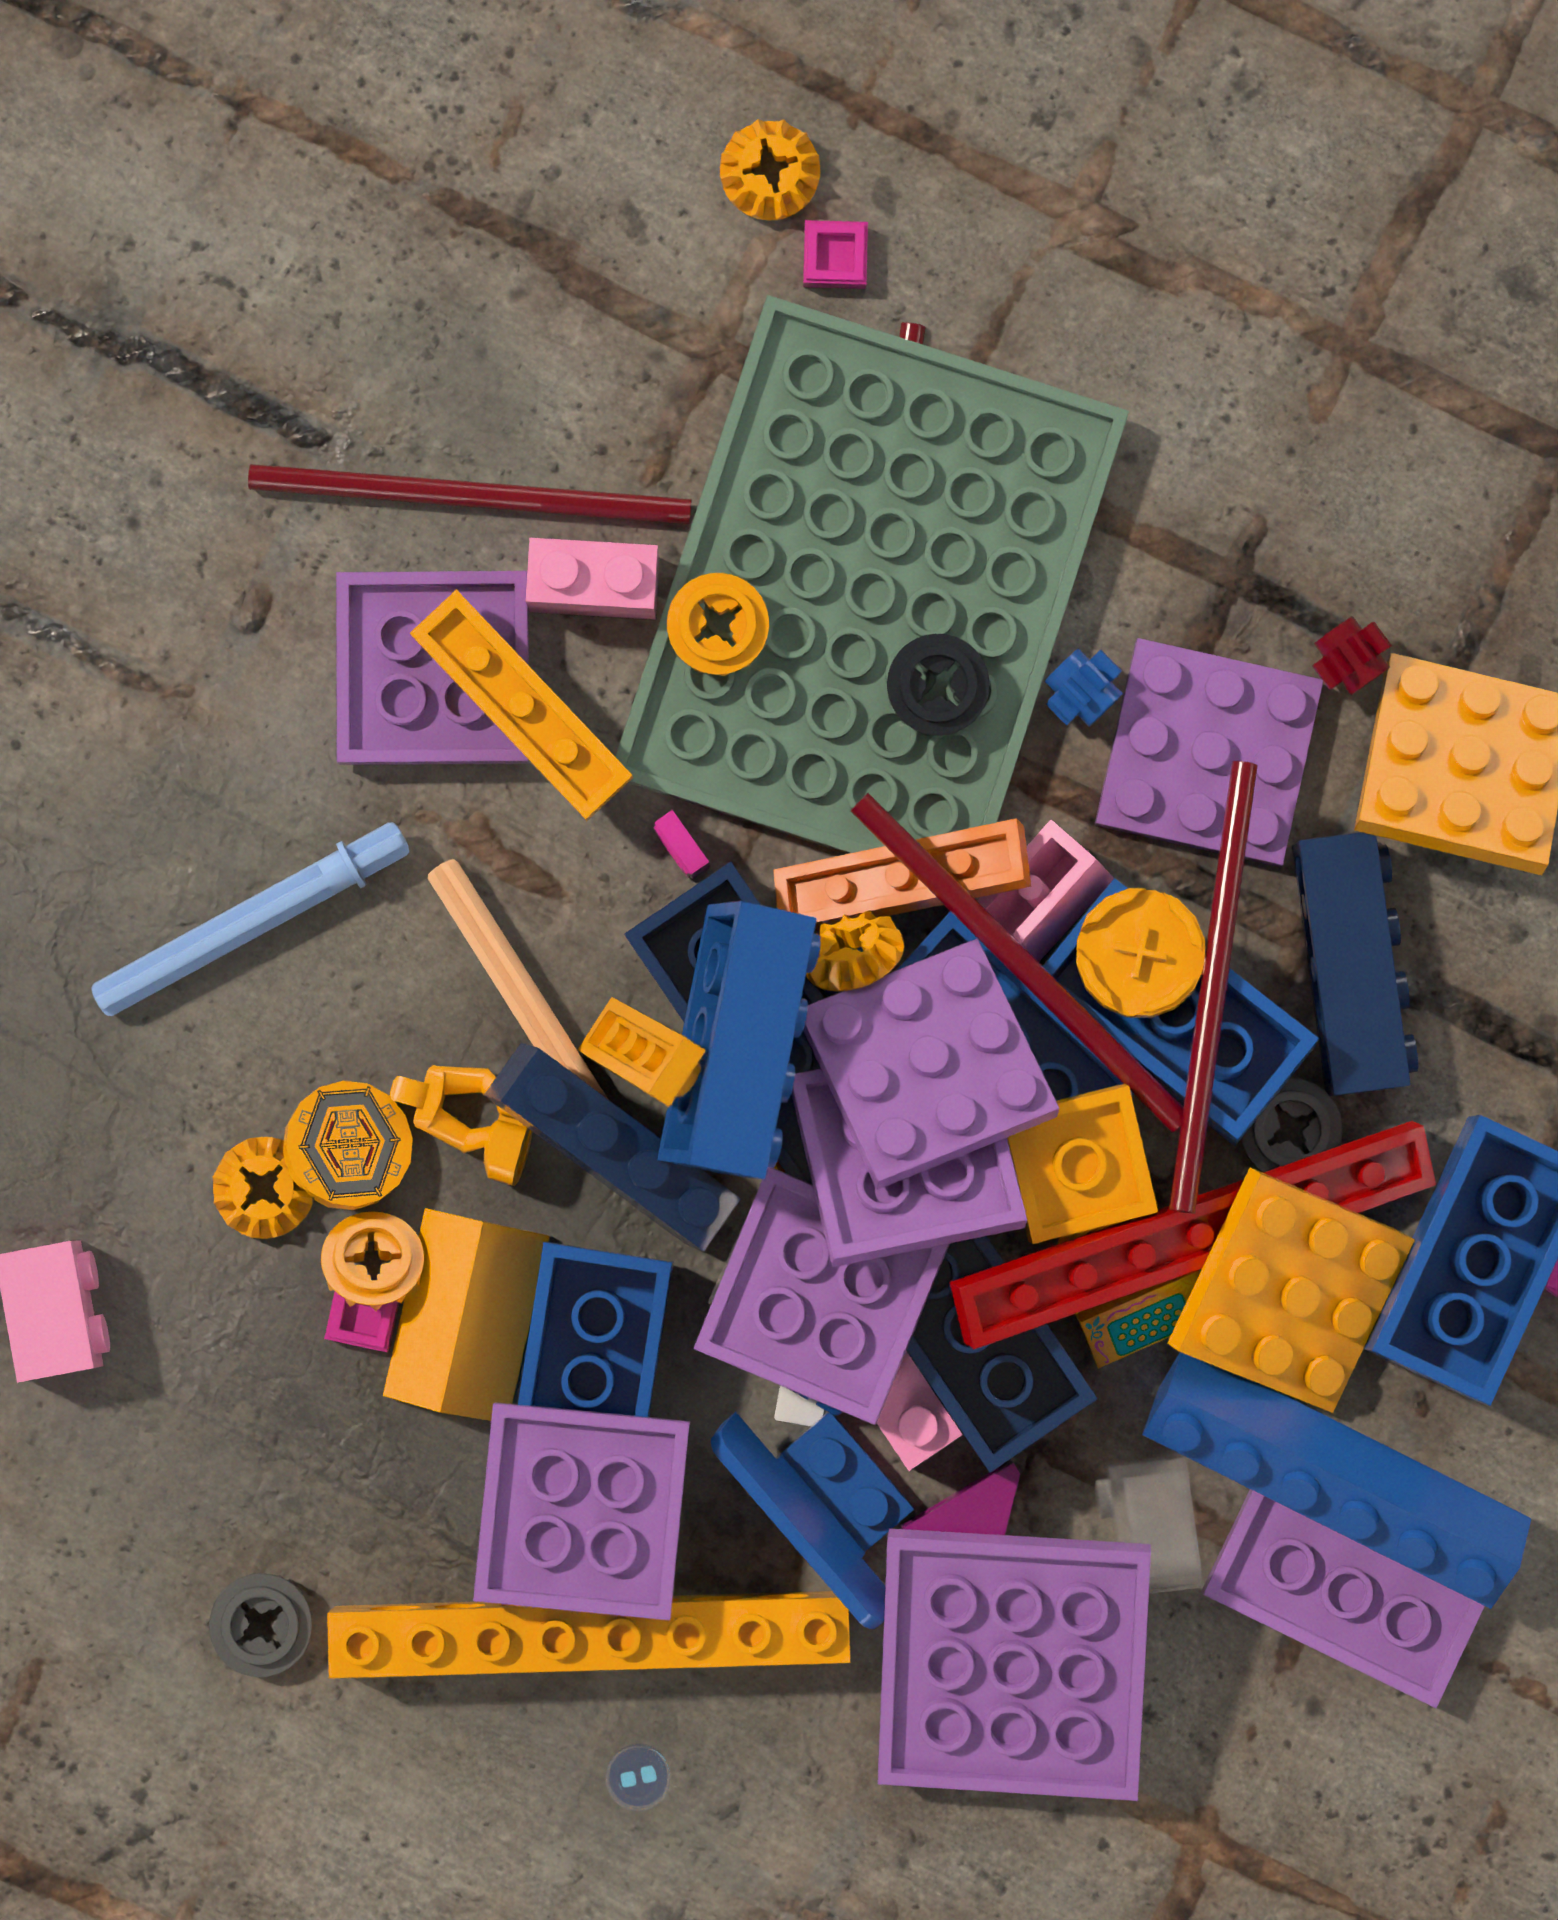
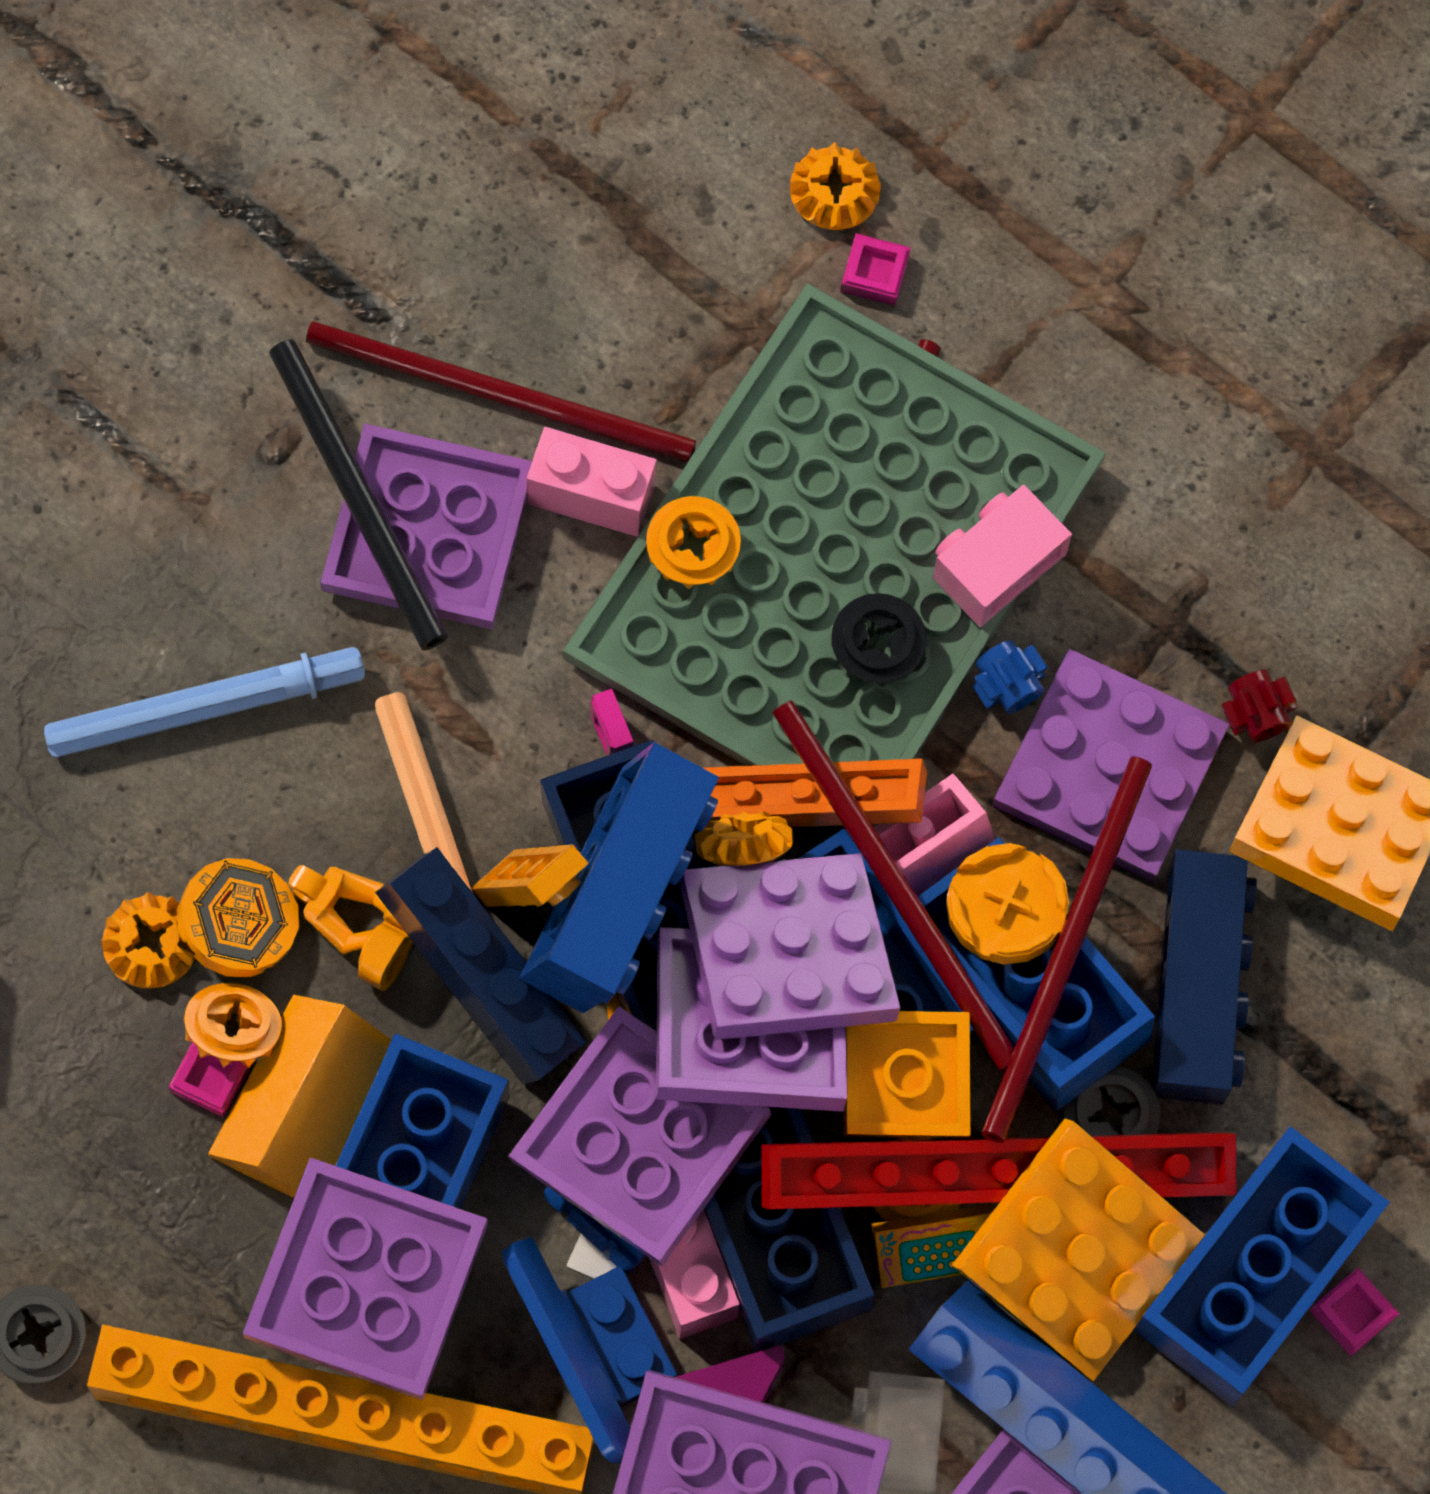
camera: 10 degrees right, 15 degrees down
(350, 656) = (358, 495): none -> black piece
(521, 705) = (499, 568): light orange plate -> none
(1045, 561) = (1000, 554): none -> bright pink brick

